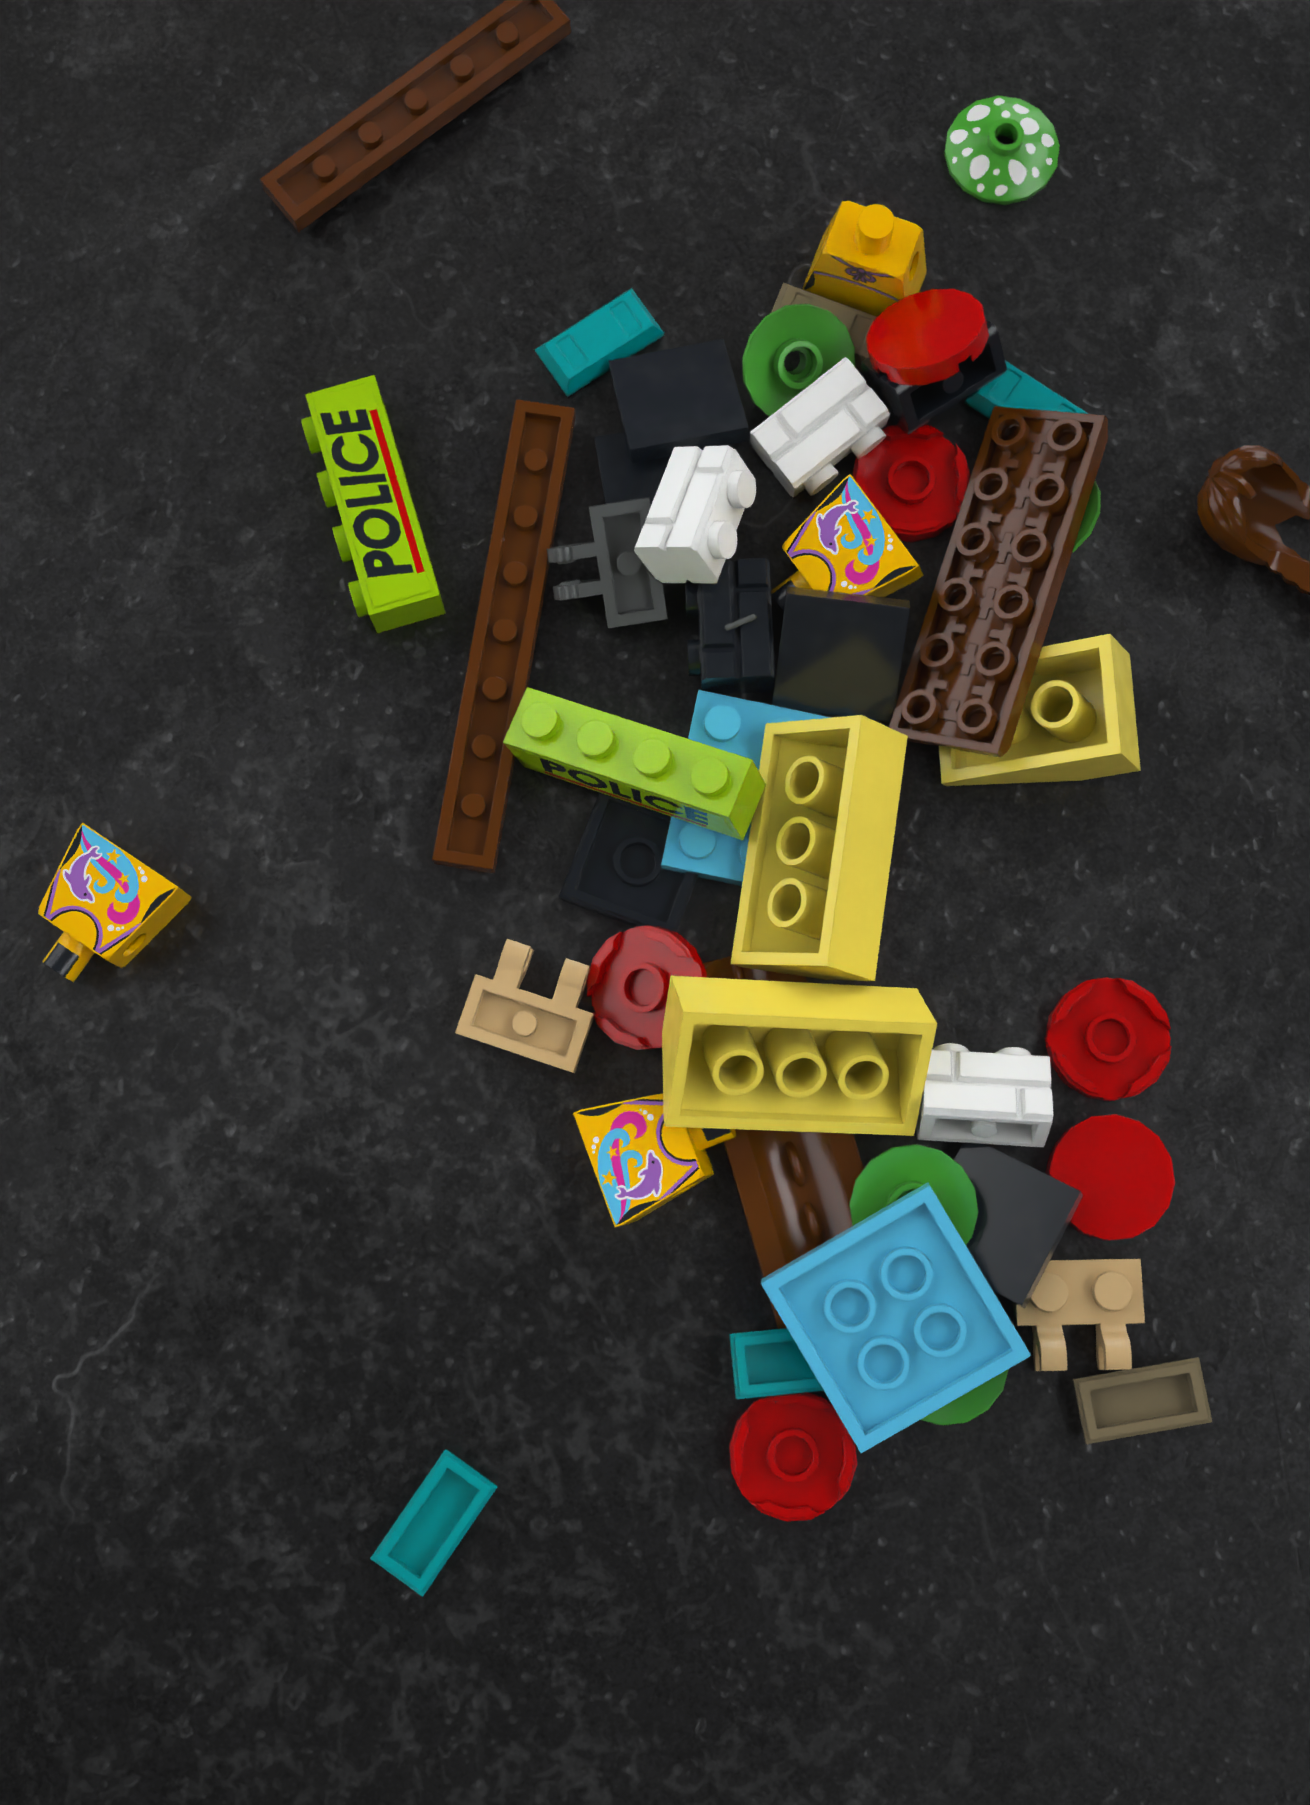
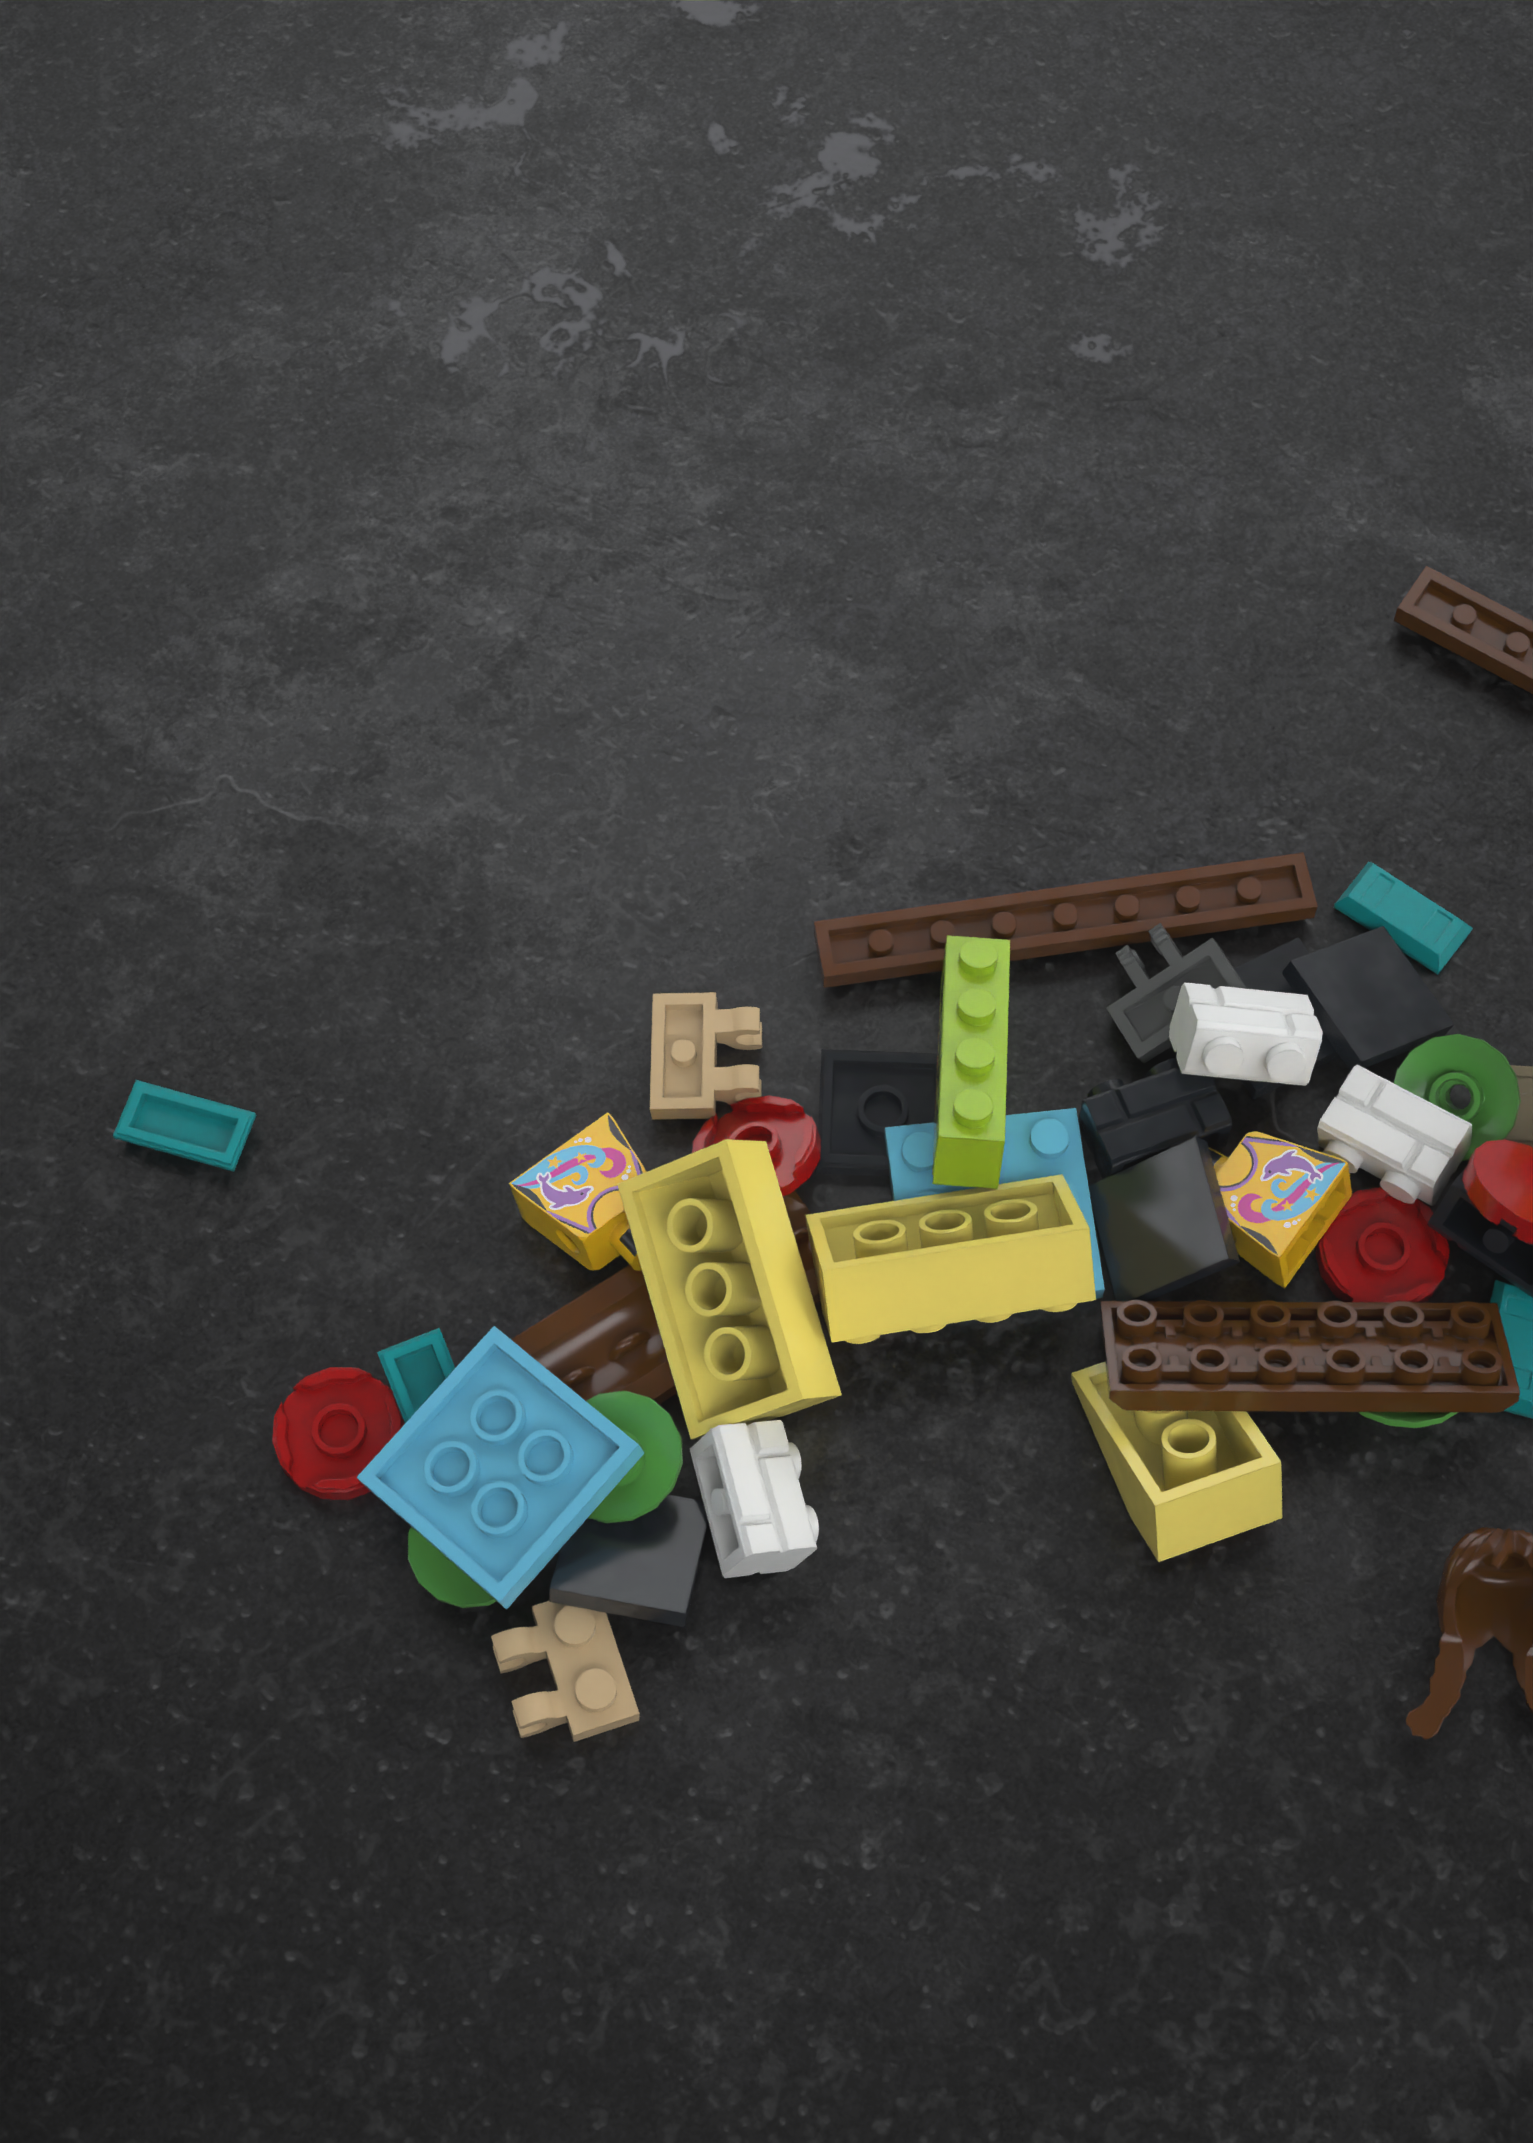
camera: 70 degrees right, 15 degrees down
(105, 904) = (673, 666): torso -> none
(373, 503) = (1144, 765): lime brick -> none
(740, 622) = (1154, 1113): dark grey piece -> none
(1108, 1039) = (862, 1622): red tile -> none
(1120, 1173) = (718, 1666): red tile -> none
(1142, 1400) = (493, 1760): dark tan tile -> none

